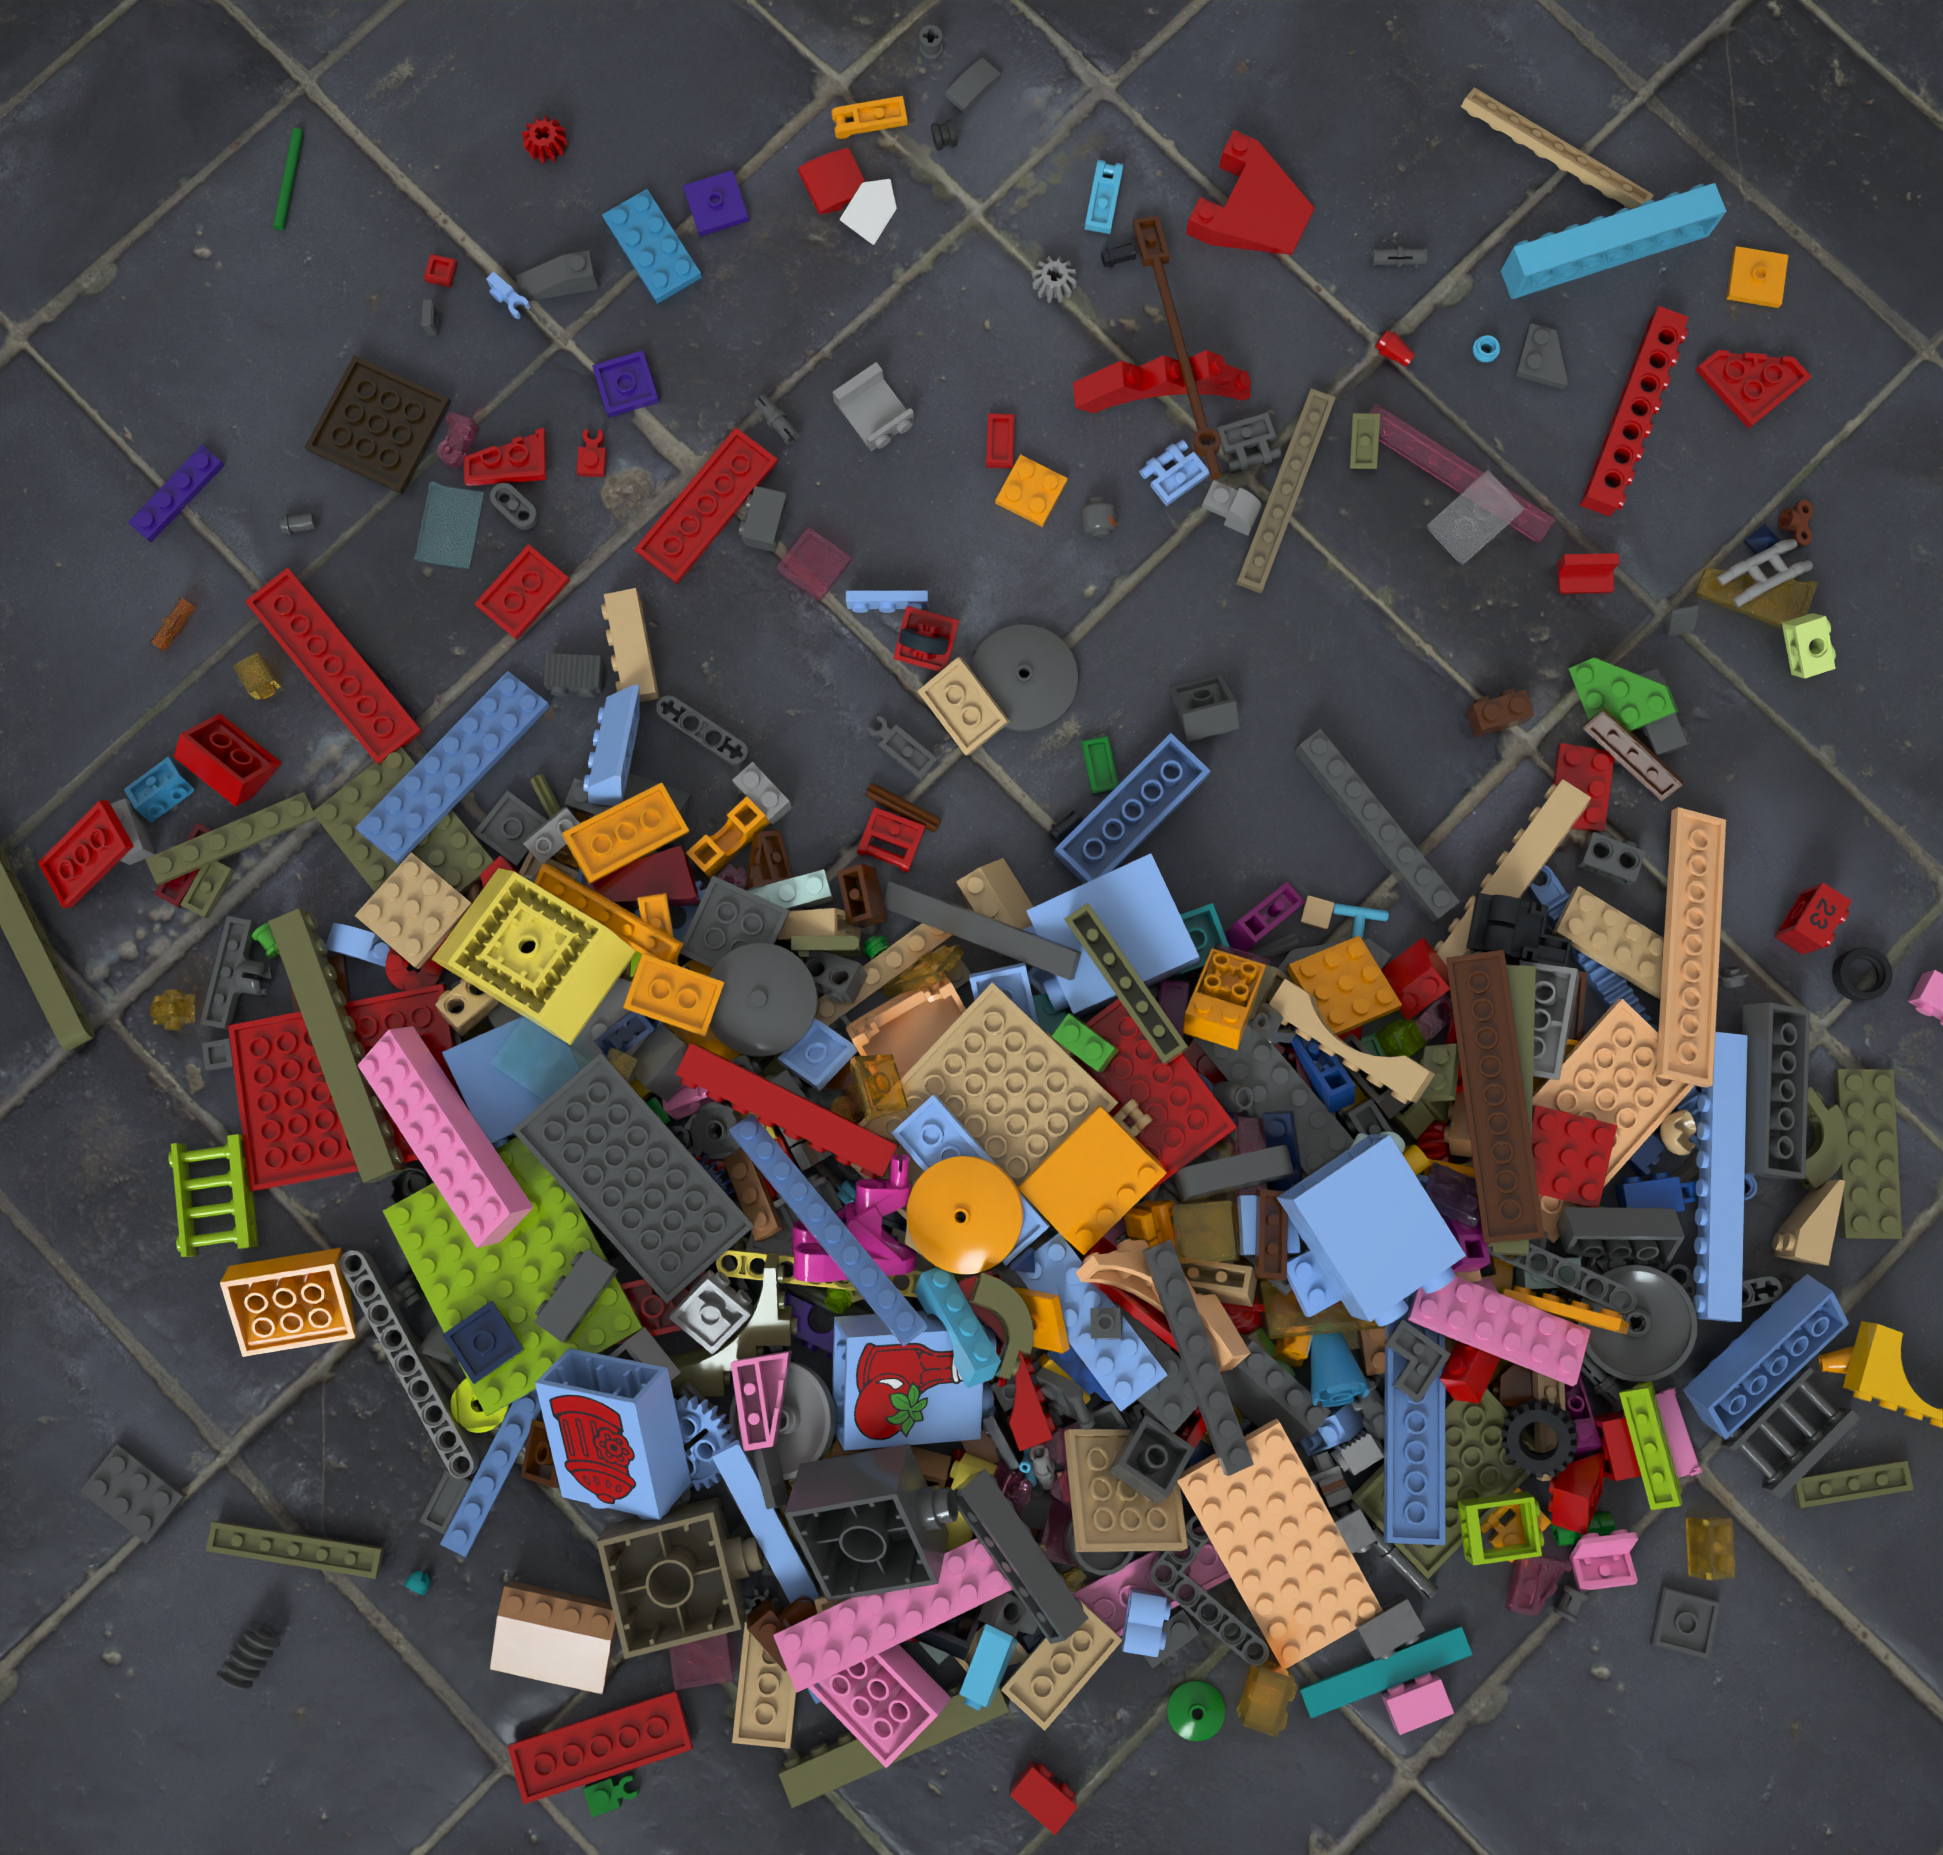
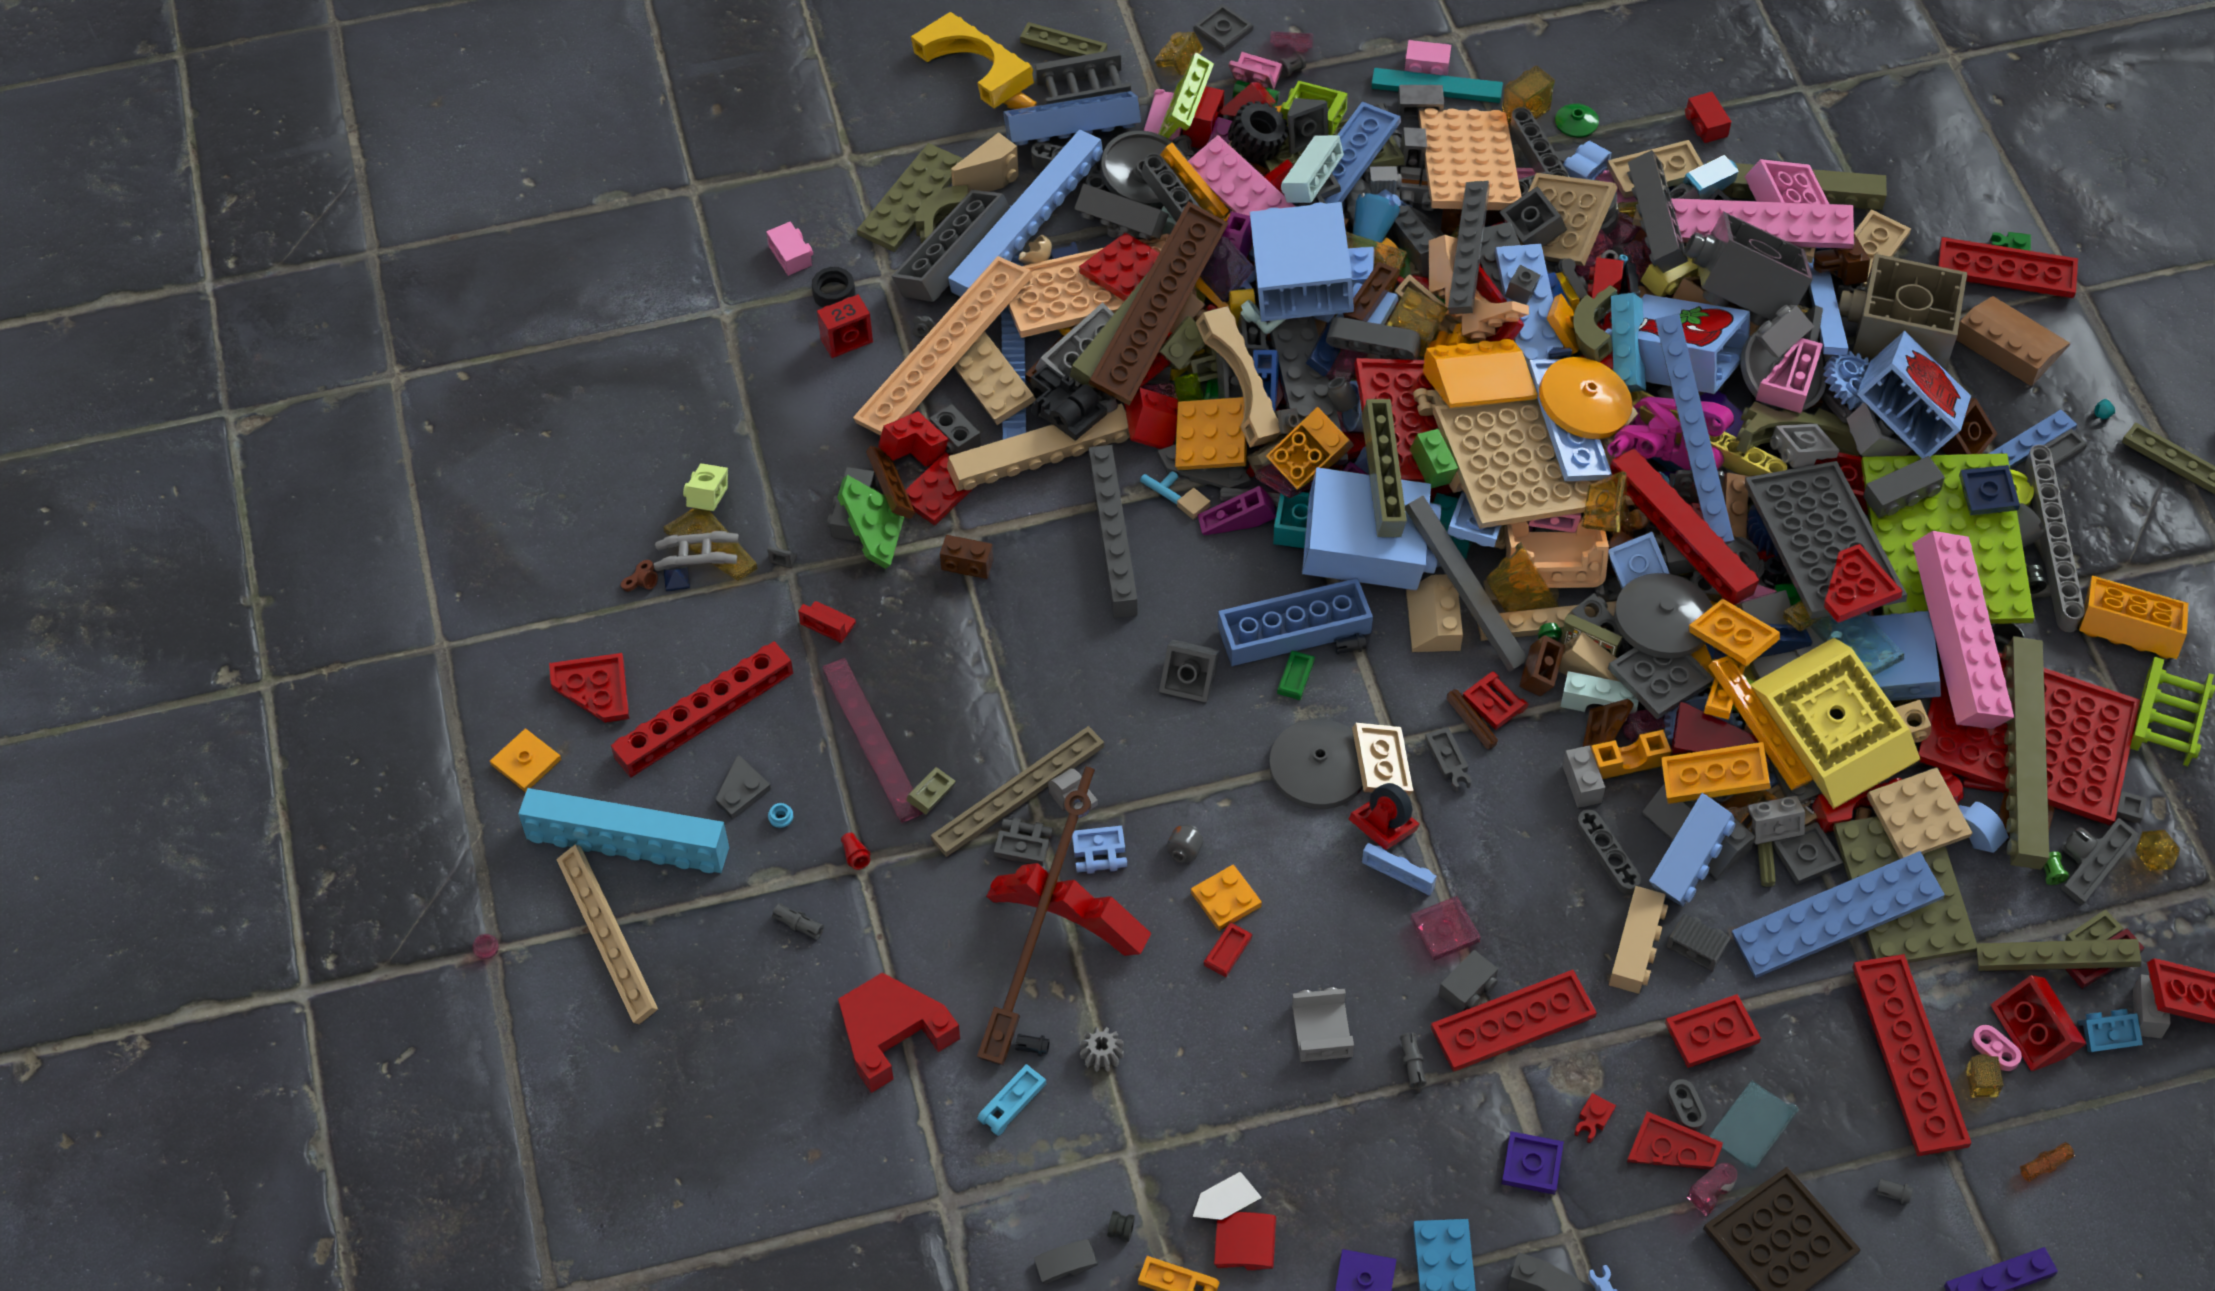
camera: 150 degrees left, 25 degrees down
(259, 714) = (1997, 1046): none -> bright pink plate
(565, 1108) = (1858, 585): none -> red plate
(793, 1445) = (1783, 330): none -> light grey brick
(1438, 1385) = (1312, 169): none -> light aqua brick
(1475, 517) = (884, 696): clear tile -> none
(1493, 1482) = (1306, 120): none -> dark grey slope
(1534, 1582) = (1315, 76): clear pink wing -> none
(1588, 1646) = (1300, 41): none -> clear pink plate
(1650, 824) = (915, 436): none -> red brick
(1652, 86) = (485, 946): none -> clear pink plate
(1658, 1192) = (1071, 228): blue brick -> none

